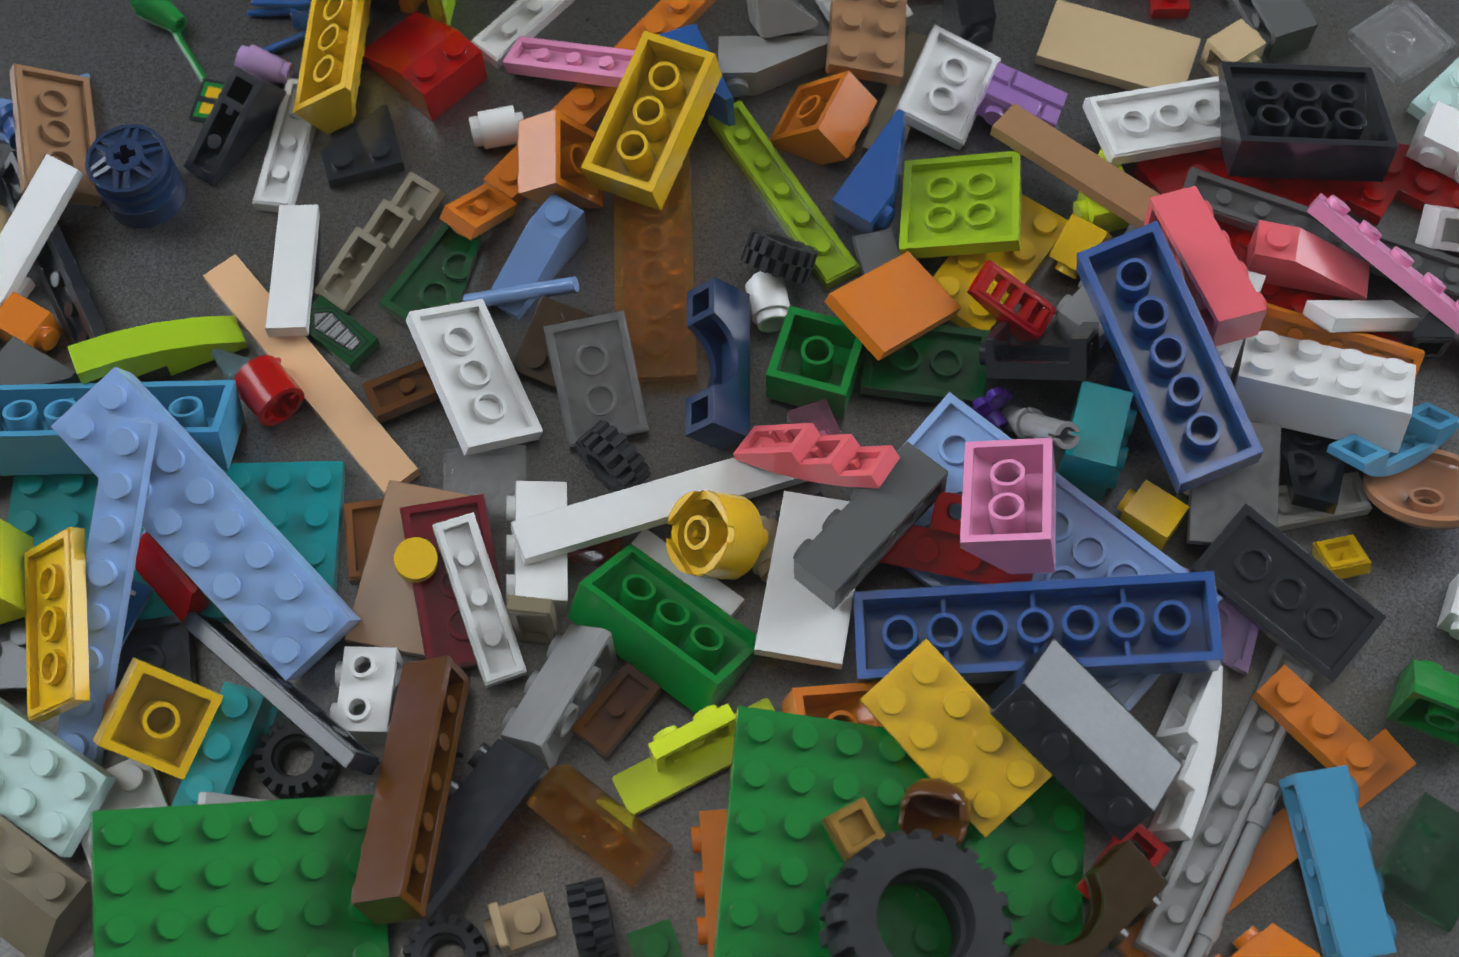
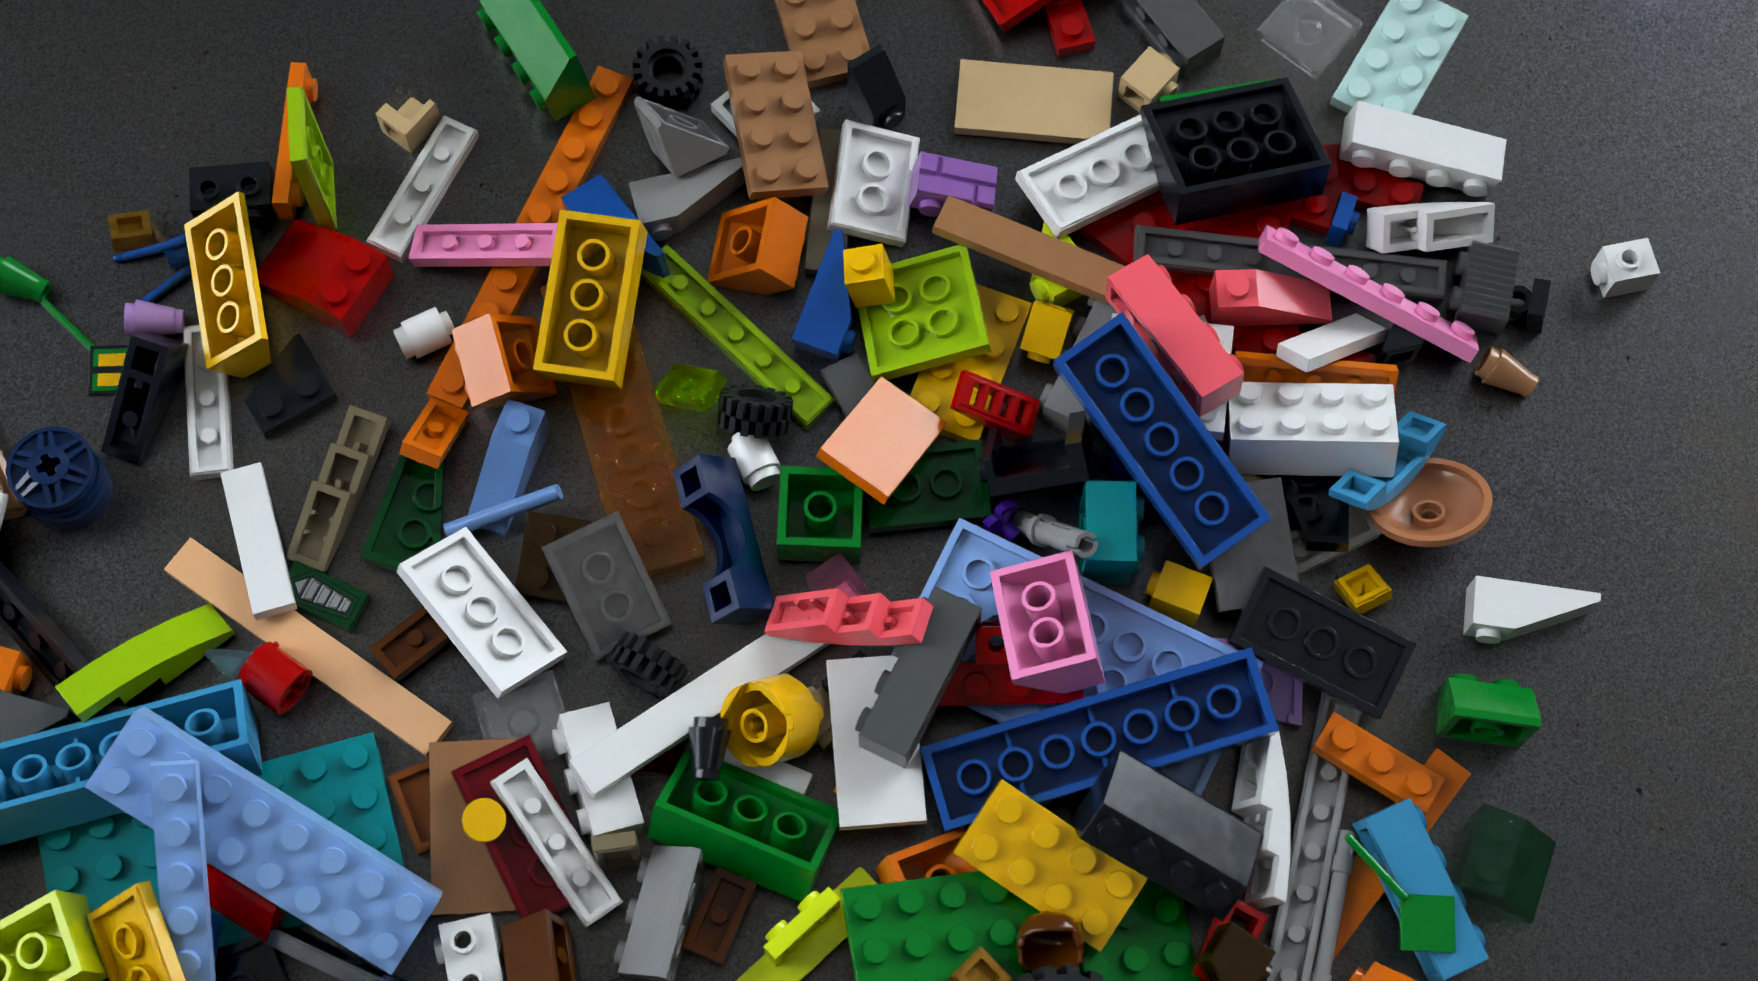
camera: 20 degrees left, 5 degrees up
(647, 542) = (708, 746): none -> black cone
(725, 223) = (690, 387): none -> clear neon green plate
(919, 158) = (868, 275): none -> yellow brick
(1334, 893) = (1424, 920): none -> green piece
(1398, 211) = (1343, 220): none -> blue plate

